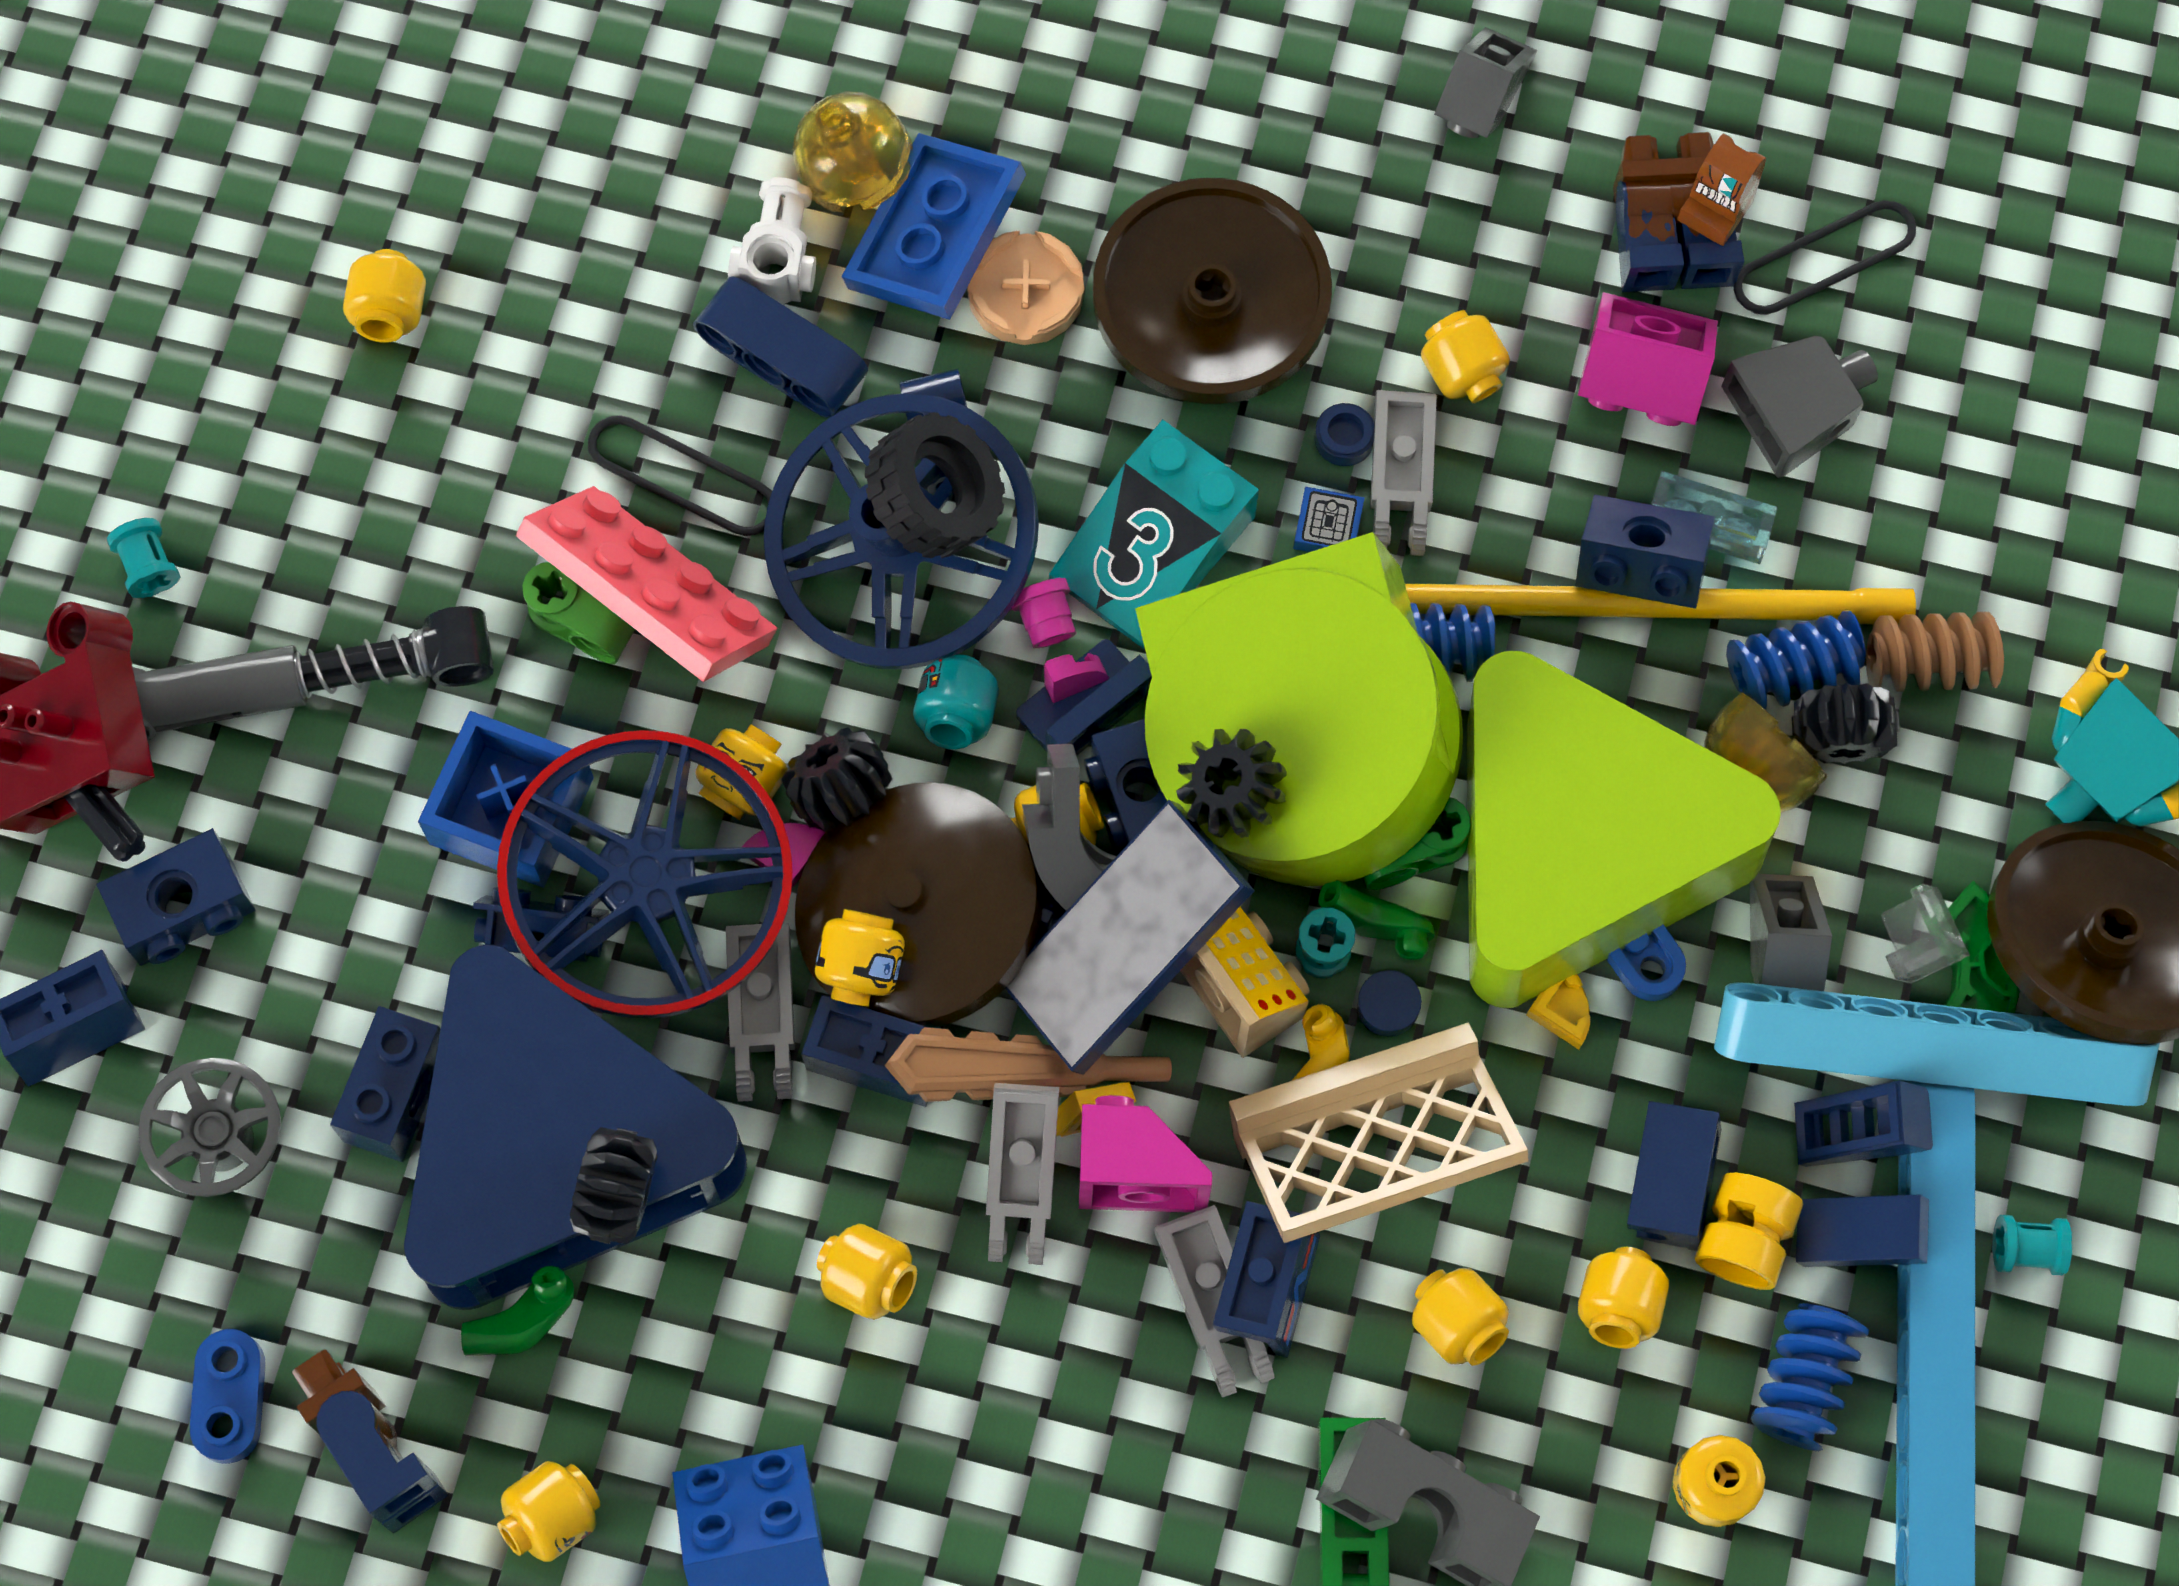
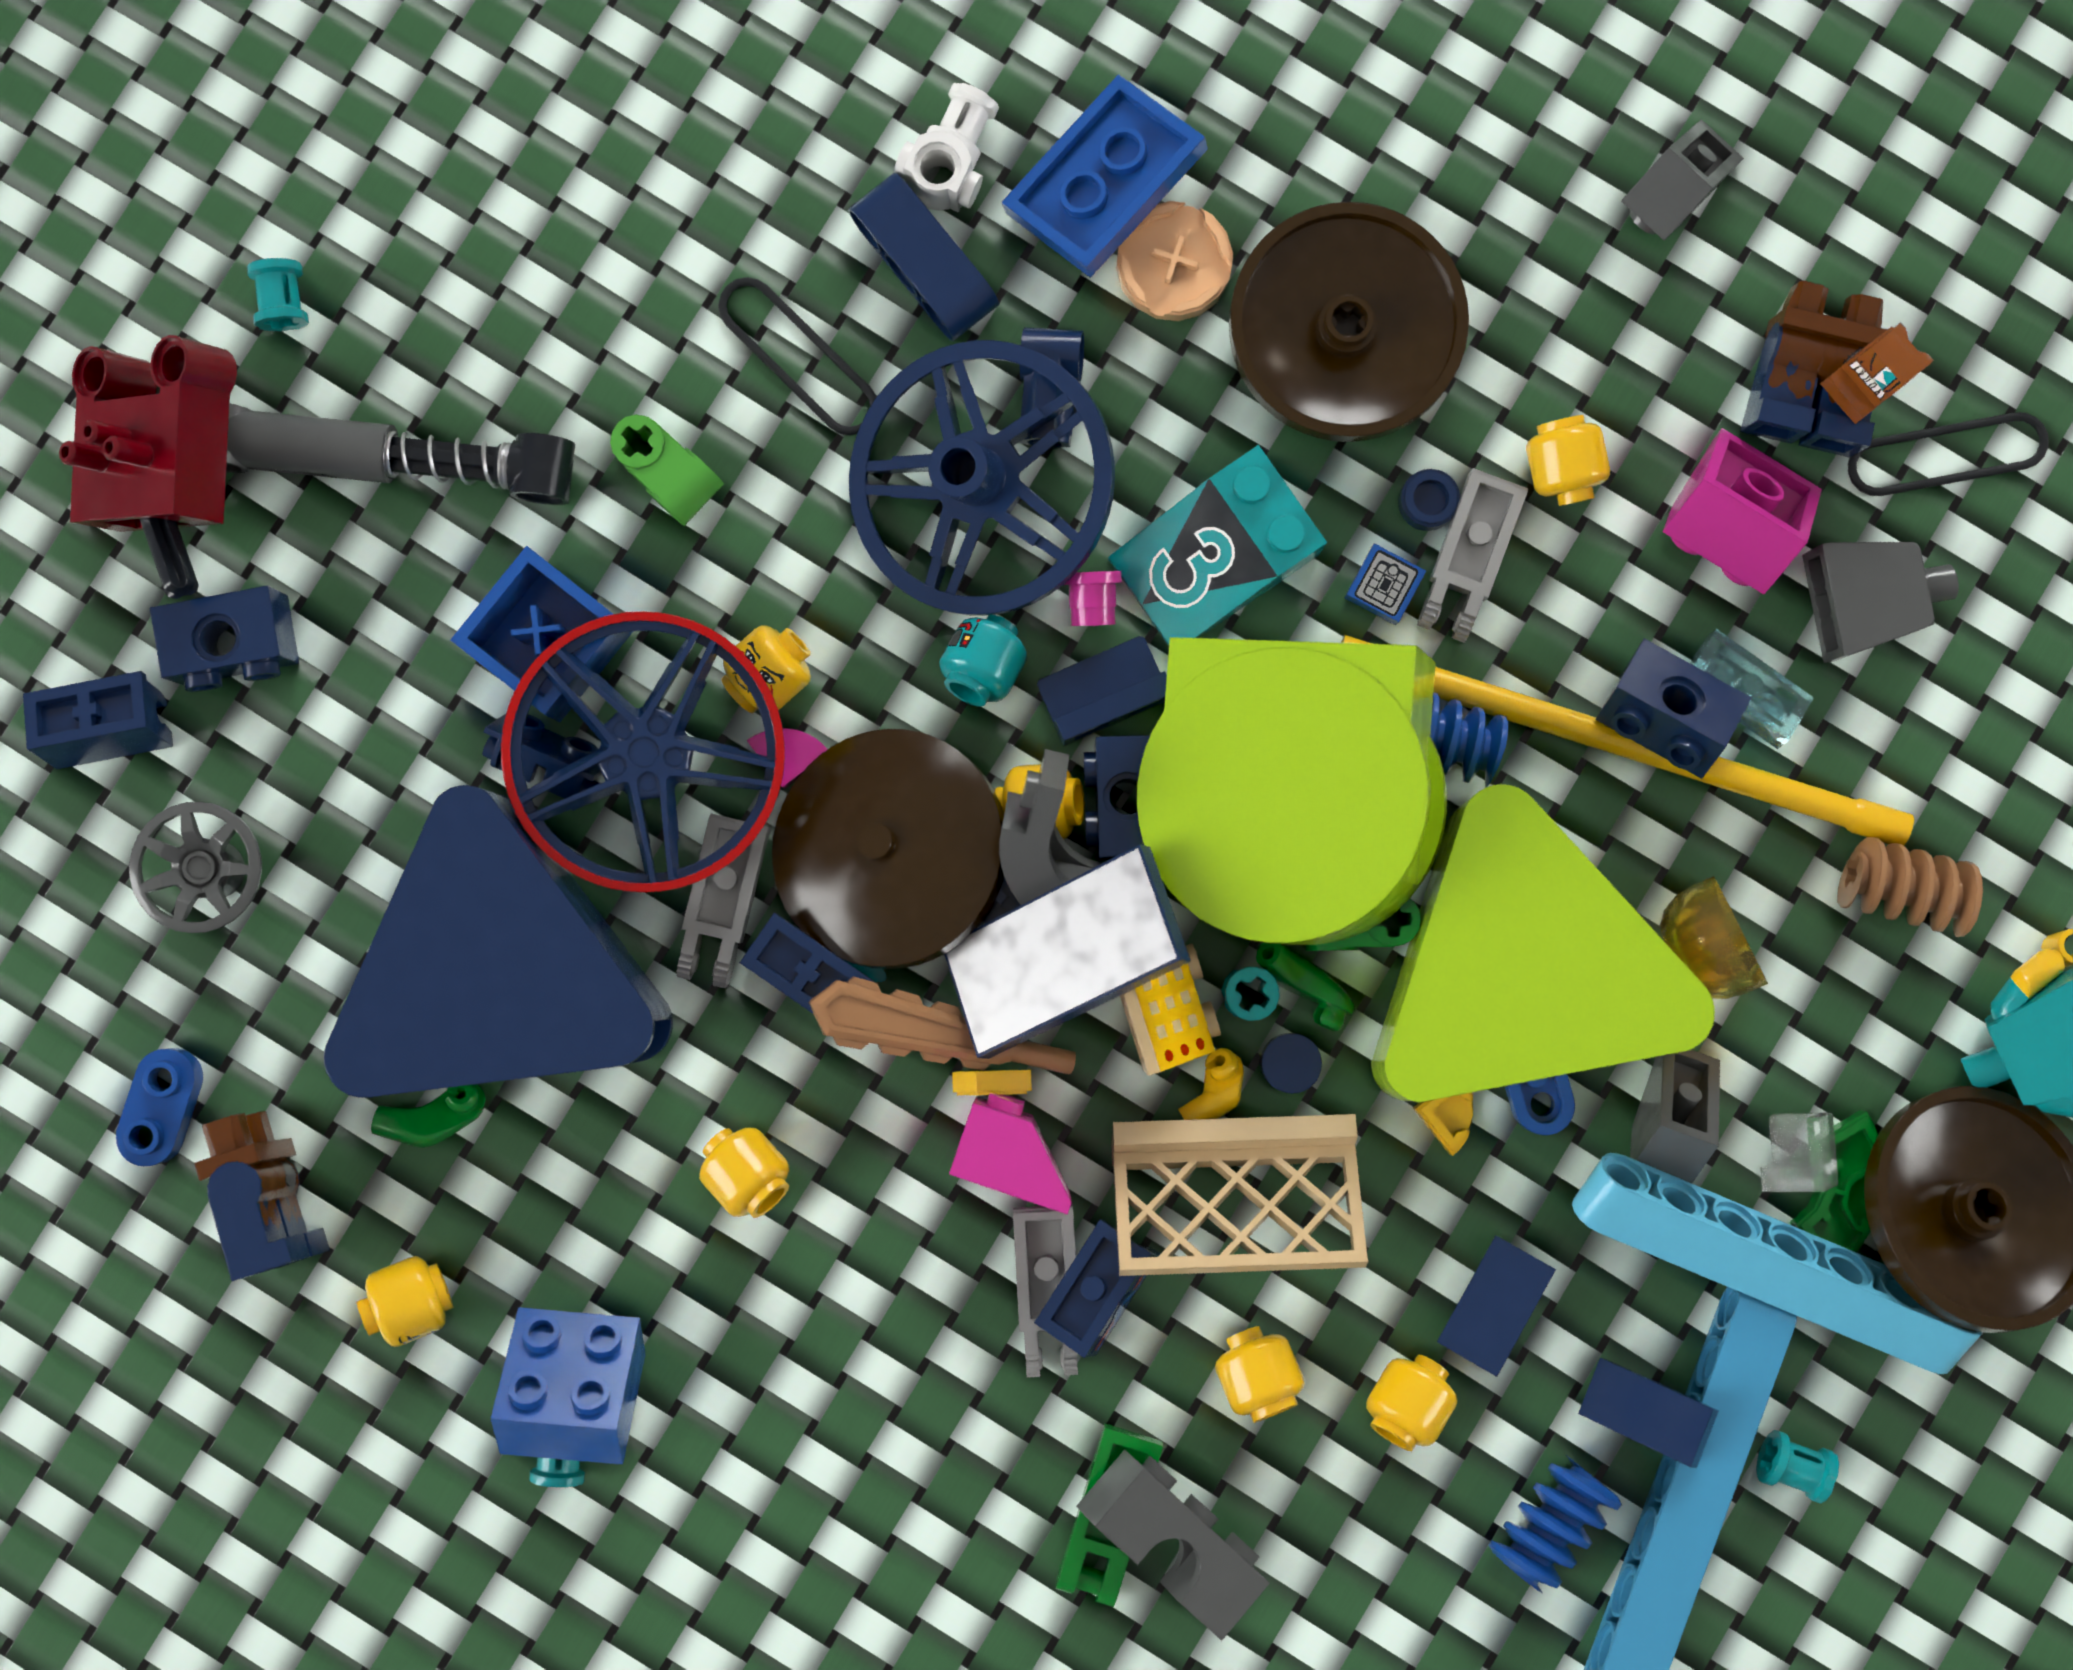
camera: 20 degrees right, 15 degrees up
(384, 295) = (565, 95): yellow head -> none
(388, 1085) = (363, 873): dark blue brick -> none
(613, 1185) = (517, 1064): black gear -> none
(647, 582) = (728, 461): coral plate -> none
(836, 779) = (849, 706): black gear -> none
(851, 151) = (1048, 76): clear yellow cylinder -> none
(859, 957) = (815, 892): yellow head -> none
(903, 505) = (1057, 456): black tyre -> none
(1021, 1164) = (909, 1121): light grey hinge -> none
(1066, 677) = (1094, 667): dark pink tile -> none
(1225, 762) = (1197, 874): black gear -> none
(1703, 1496) = (1441, 1576): yellow head -> none
(1748, 1232) = (1532, 1398): yellow wheel -> none
(1797, 658) = (1780, 855): blue piece -> none
(1846, 722) = (1803, 934): black gear -> none
(1901, 1117) = (1719, 1329): dark blue slope -> none

